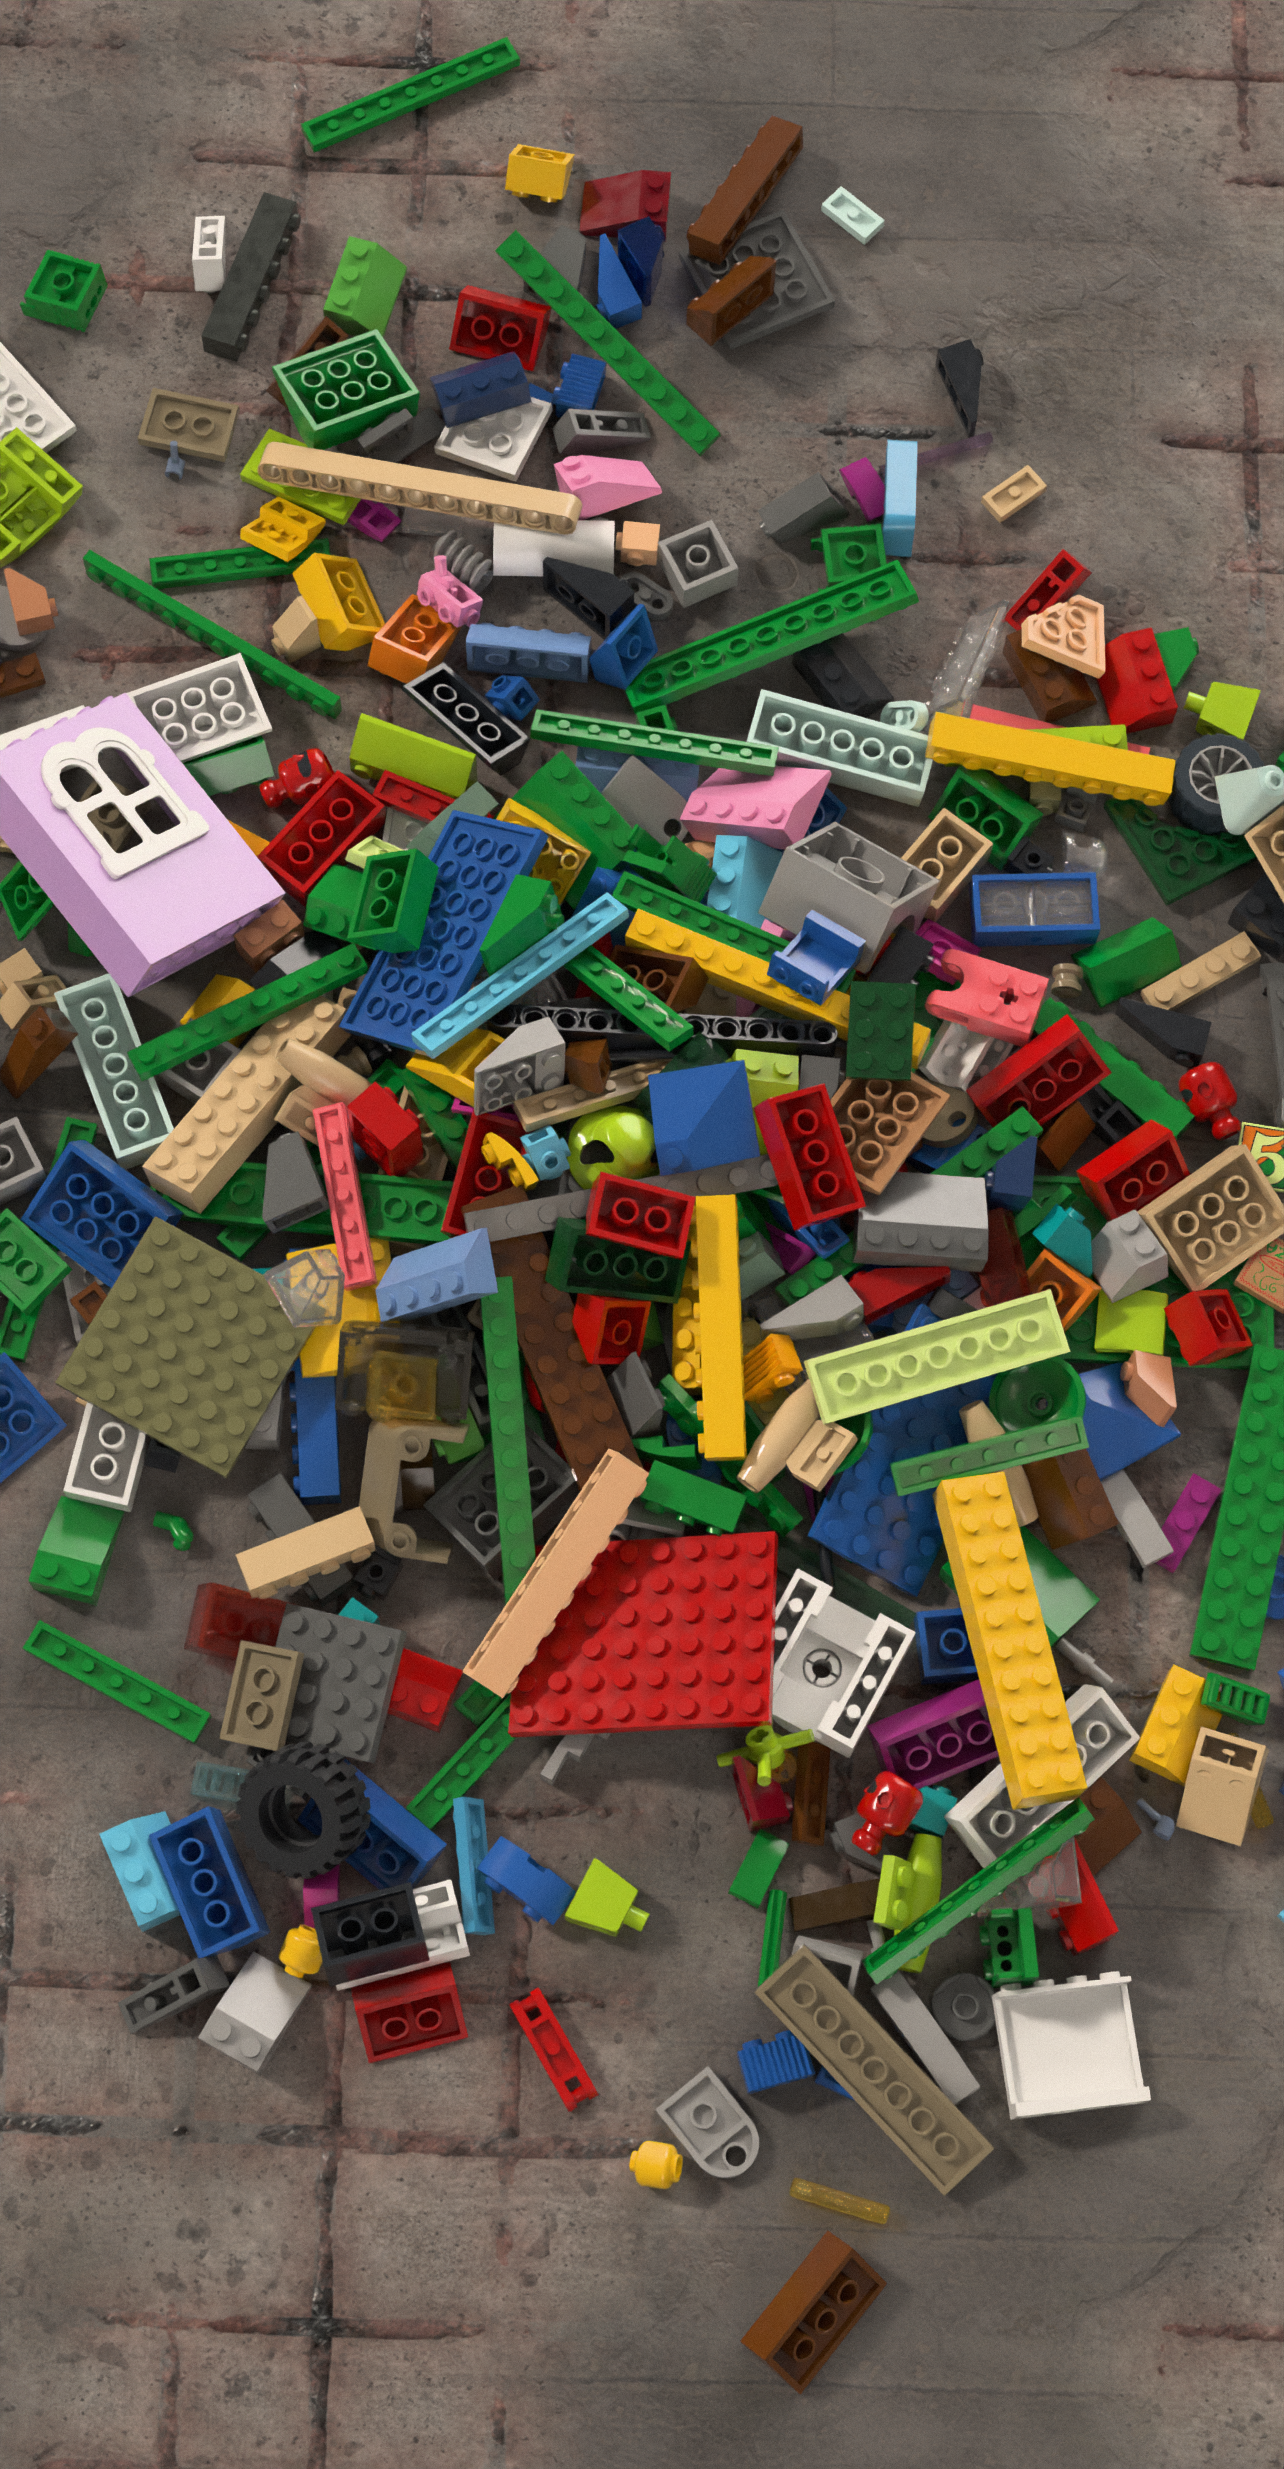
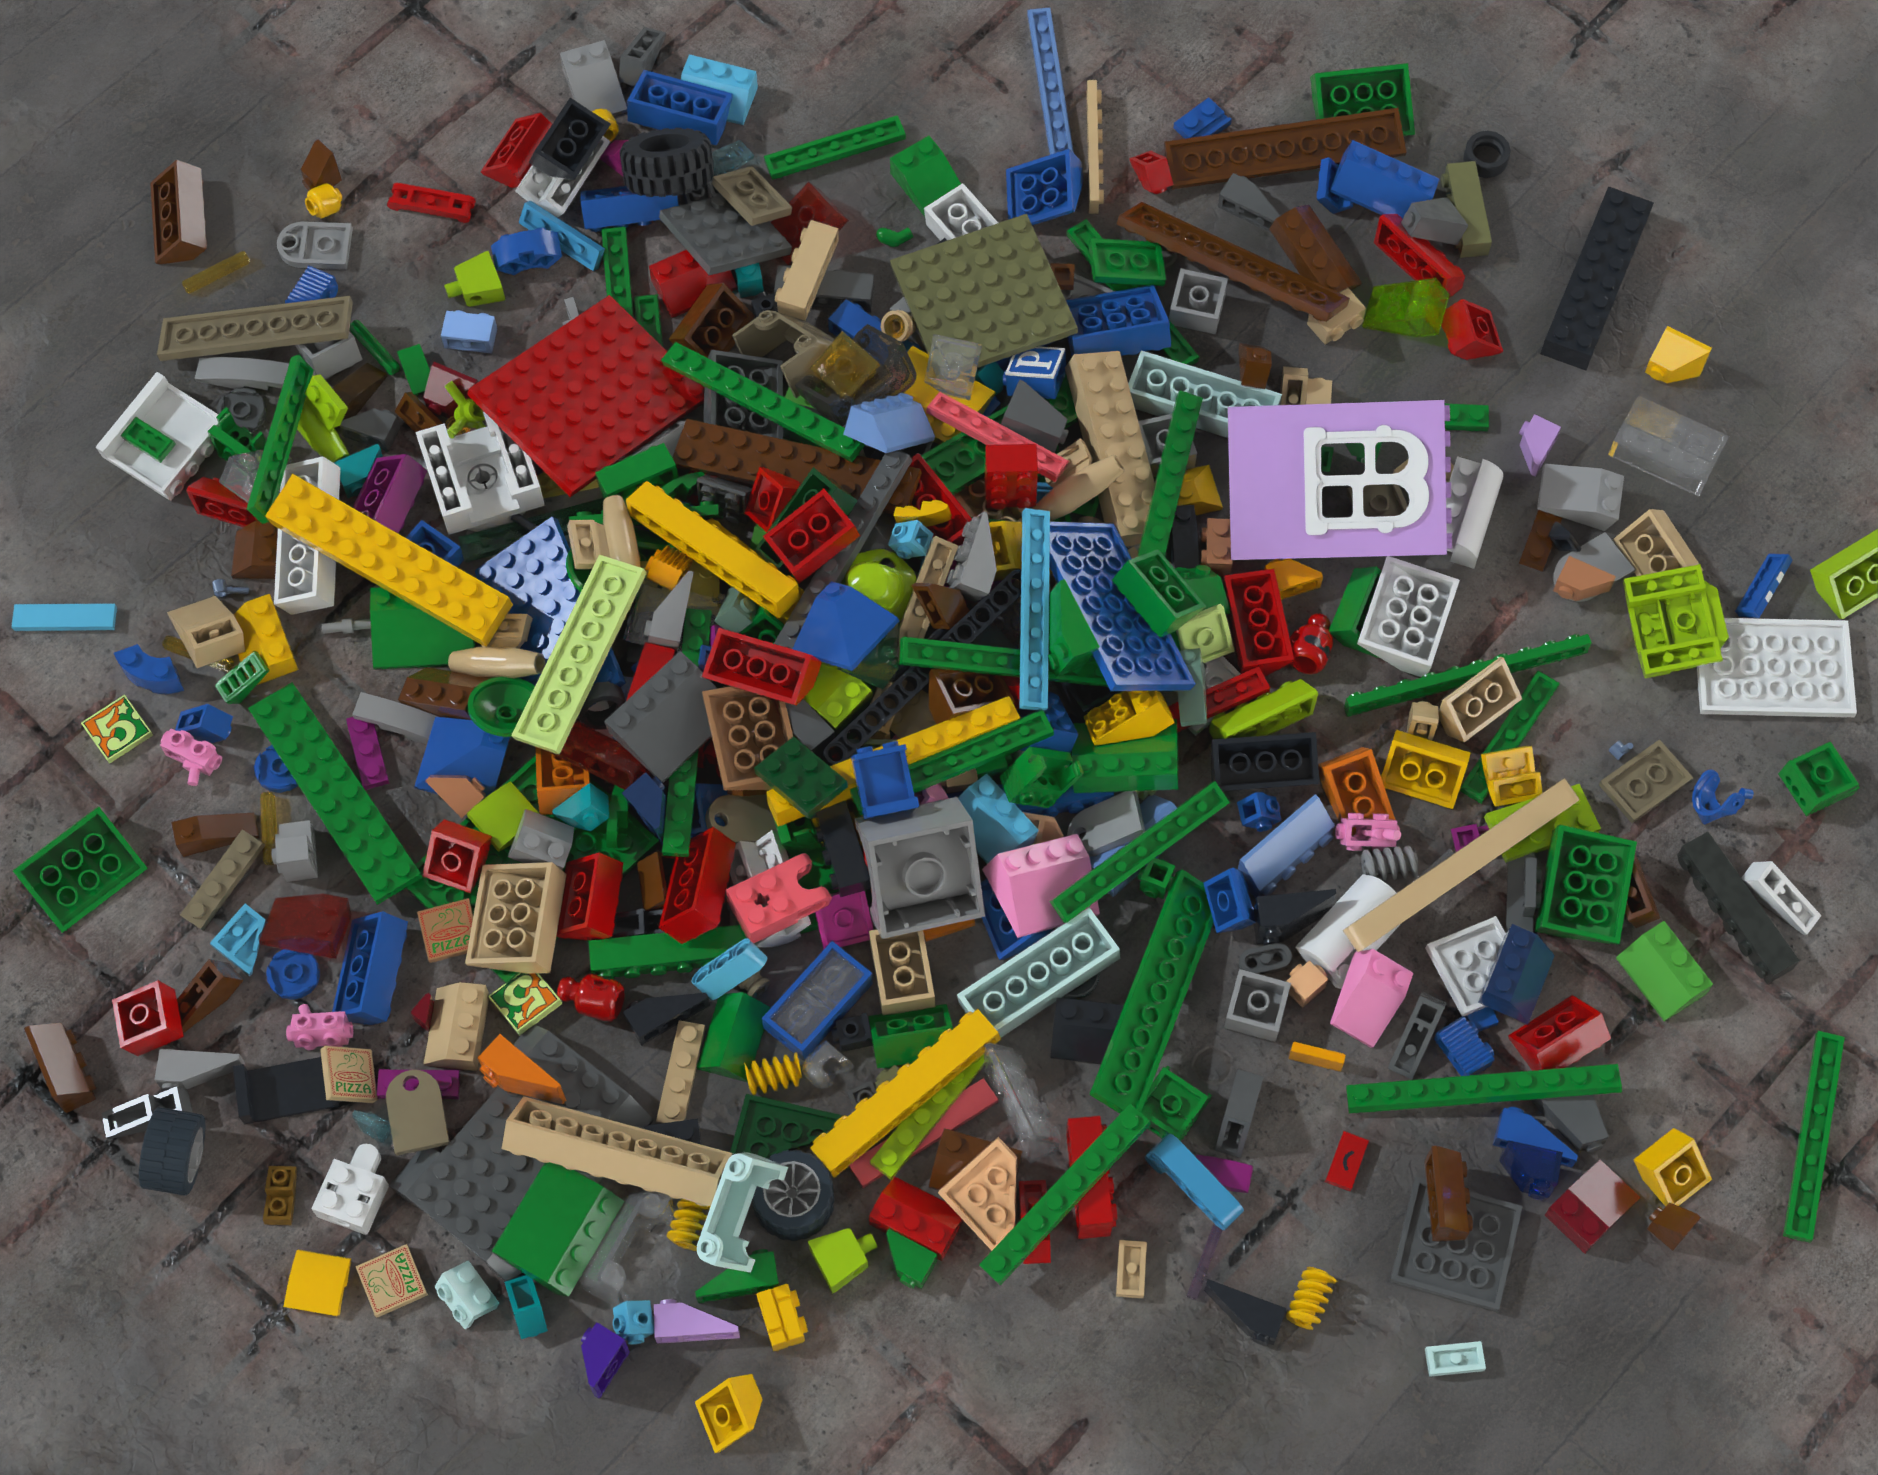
camera: 135 degrees right, 5 degrees down
(166, 354) = (1705, 794): none -> blue helmet
(234, 1227) = (1040, 368): none -> piece
(236, 597) = (1479, 701): none -> tan slope
(295, 1404) = (898, 325): none -> tan piece
(444, 1612) = (712, 321): none -> reddish brown slope
(556, 1573) = (665, 371): light nougat brick -> none
(591, 131) = (1672, 1224): none -> reddish brown slope
(629, 2200) = (320, 167): none -> reddish brown slope
(668, 1853) = (469, 331): none -> light blue brick
(695, 491) = (1317, 1056): none -> light orange tile
(745, 190) = (1535, 1291): reddish brown brick -> none
(763, 408) = (1347, 1161): none -> red tile
(888, 1809) = (371, 435): red piece -> none
(905, 344) = (1309, 1296): none -> yellow piece
(906, 715) = (1024, 1038): light aqua plate -> none
(975, 571) = (1094, 1211): none -> red brick
(989, 1454) = (499, 643): green plate -> none
(1018, 557) = (1065, 1194): none -> green plate
(1087, 1009) = (729, 969): none -> medium azure beam
(1089, 2058) = (148, 439): none -> green plate
(1129, 893) = (773, 1074): none -> yellow piece

